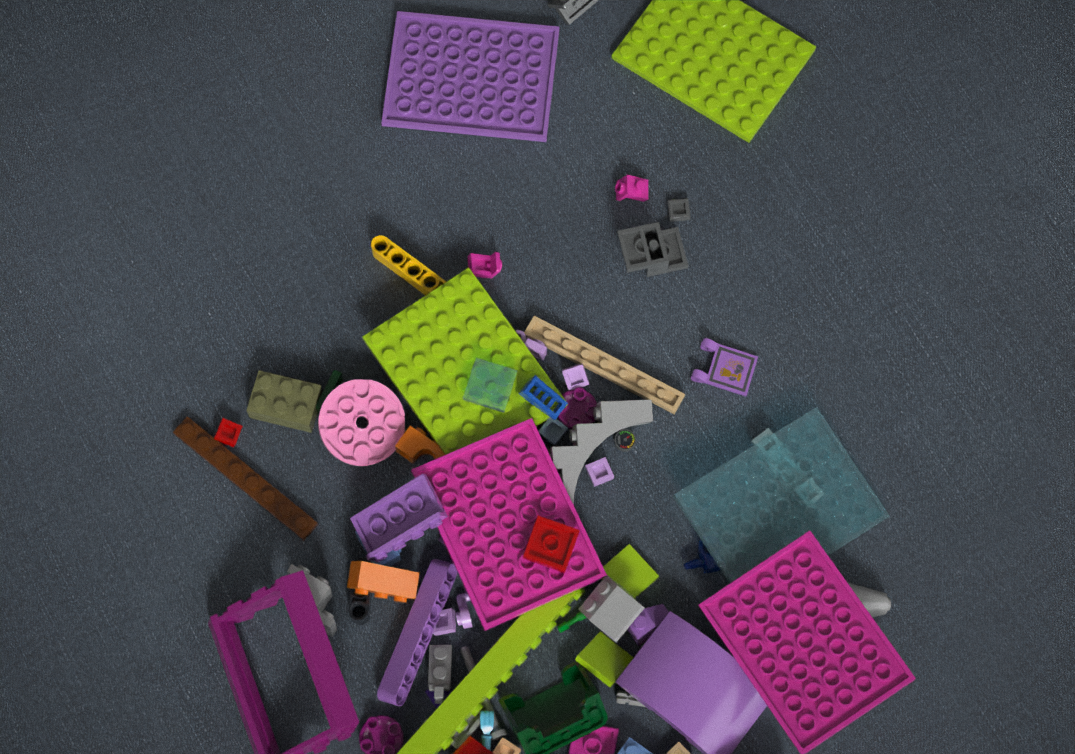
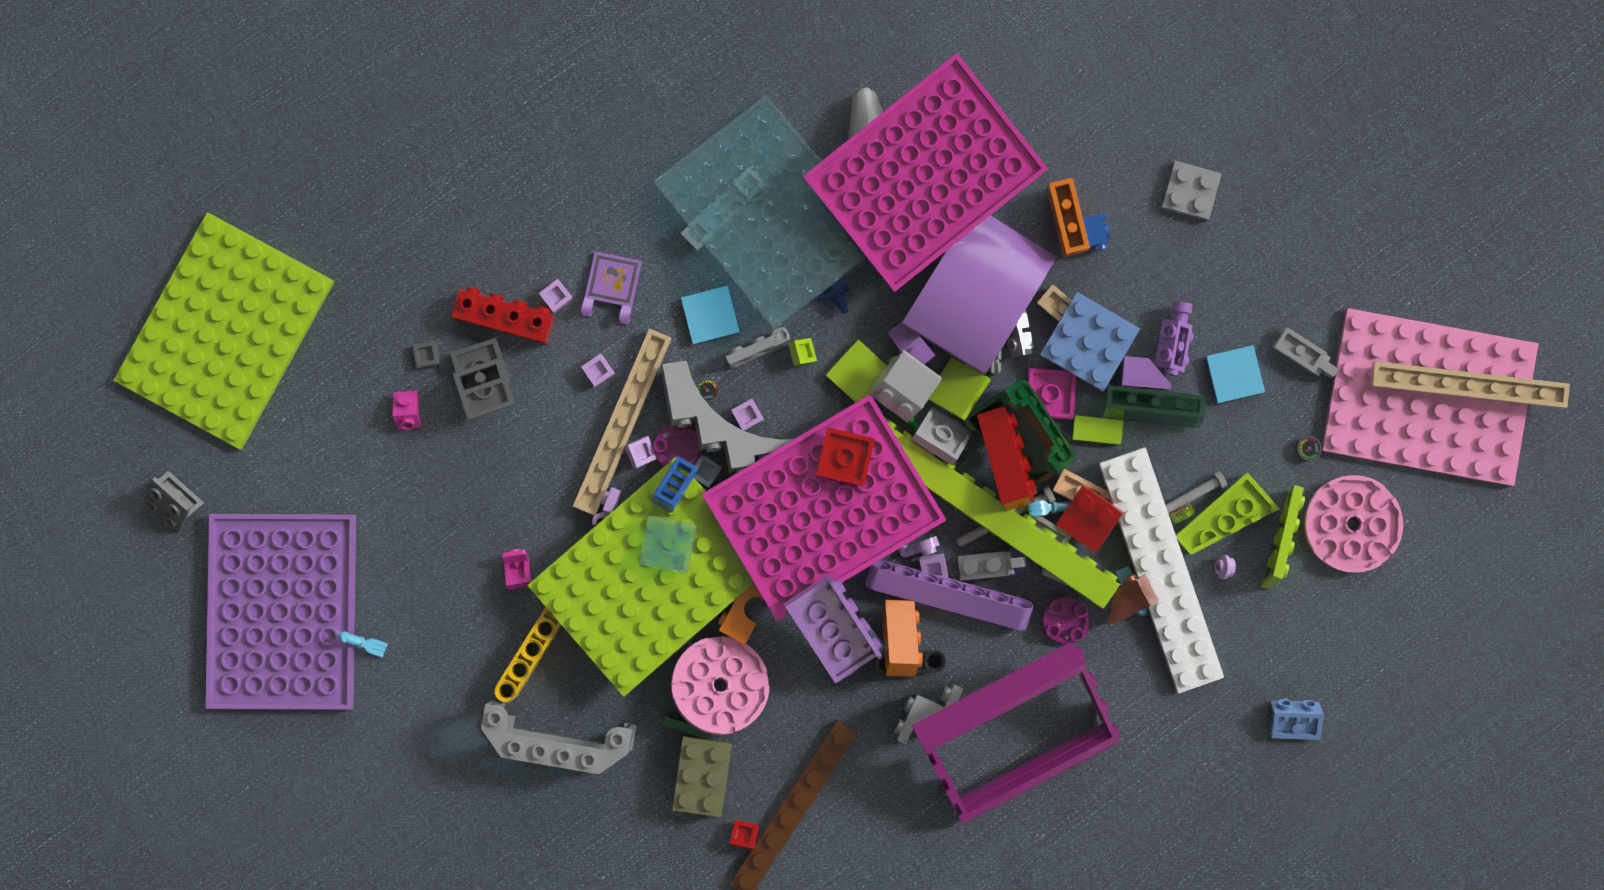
camera: 90 degrees left, 15 degrees up
(324, 275) = (554, 749): none -> light grey windscreen
(433, 143) = (370, 645): none -> medium azure piece
(535, 692) = (1006, 458): none -> red brick
(562, 639) = (942, 436): none -> light grey plate
(645, 721) = (1019, 342): none -> light grey hinge
(651, 348) = (598, 370): none -> lavender plate
(651, 524) = (802, 352): none -> lime plate
(659, 487) = (759, 347): none -> light grey hinge
(692, 449) = (710, 315): none -> medium azure tile
(706, 274) = (503, 316): none -> red brick
(720, 319) = (556, 295): none -> lavender plate

